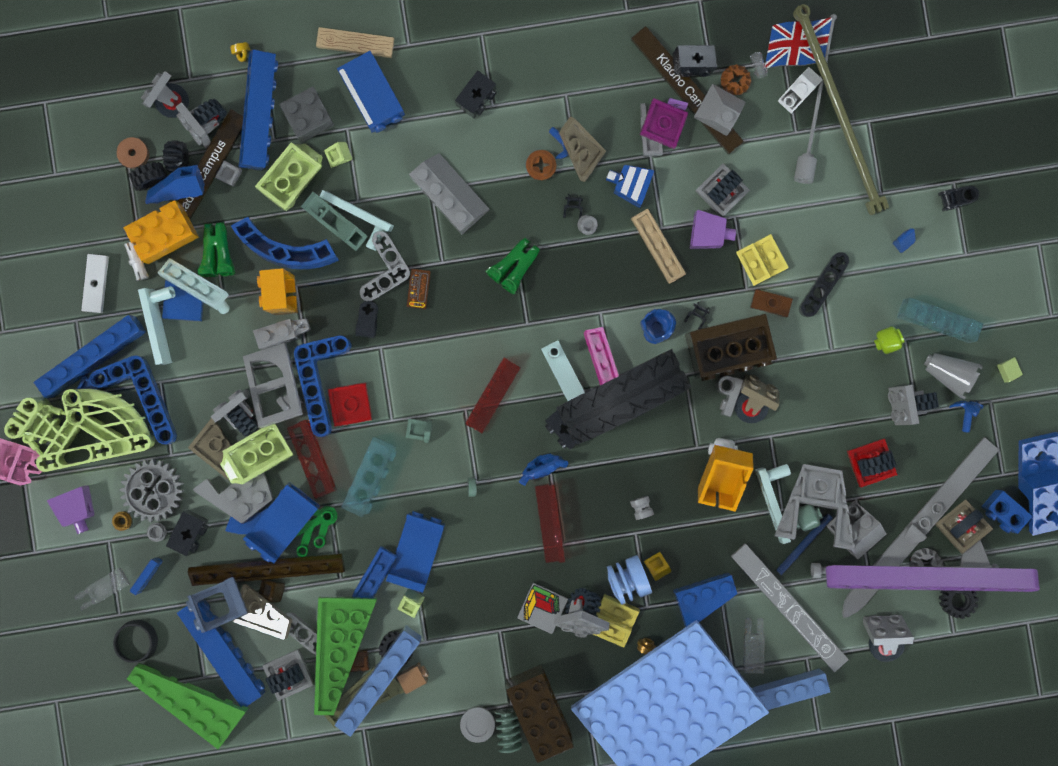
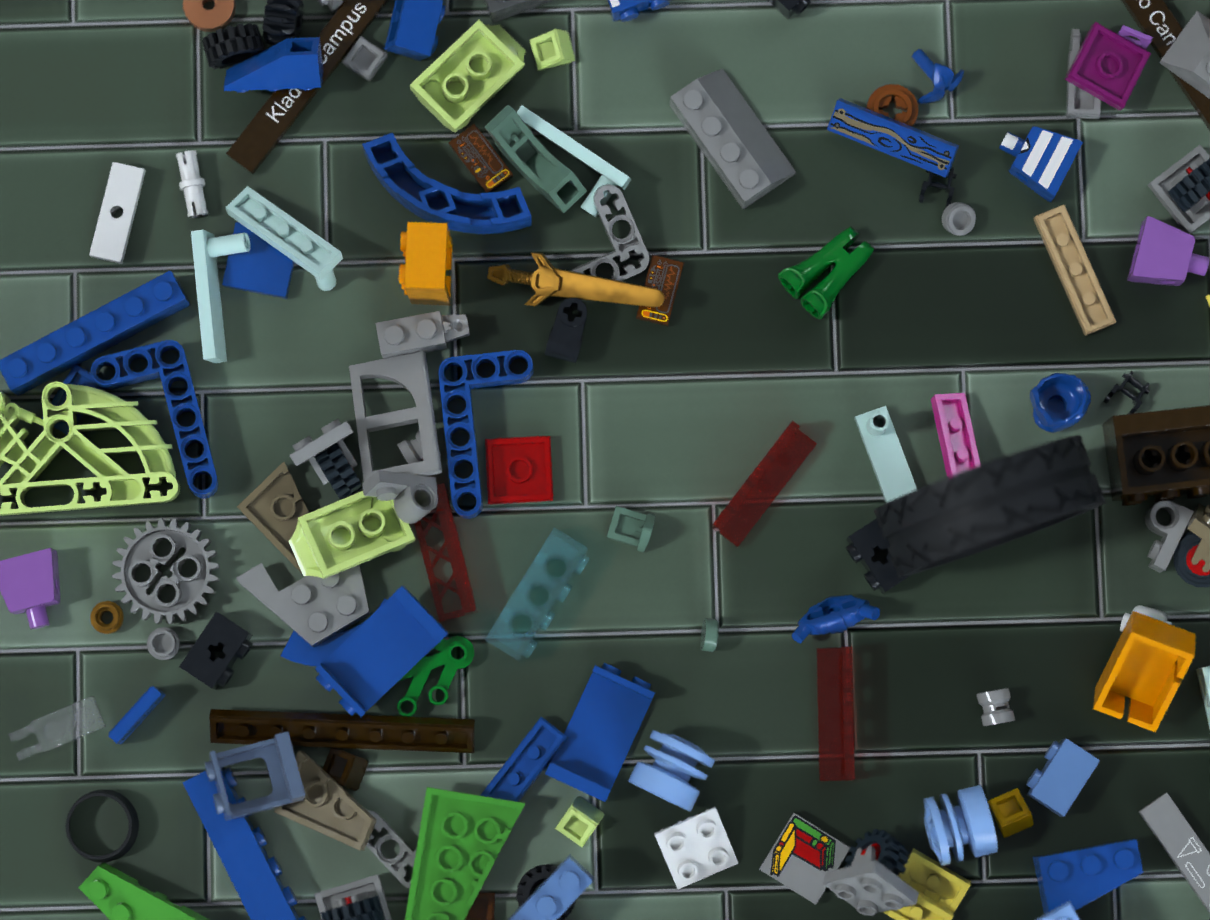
camera: 10 degrees right, 5 degrees down
(161, 232) = (243, 141): light orange piece -> none
(209, 265) = (312, 205): green piece -> none
(282, 427) = (412, 494): none -> light grey plate
(304, 225) = (480, 159): none -> reddish brown tile
(353, 292) = (561, 283): none -> pearl gold sword
(458, 571) = (672, 770): none -> light blue wheel
(479, 610) = (696, 848): none -> white hinge
(543, 181) = (892, 137): none -> blue tile
(581, 147) = (965, 89): dark tan wing -> none
(684, 543) = (1061, 776): none -> medium blue brick

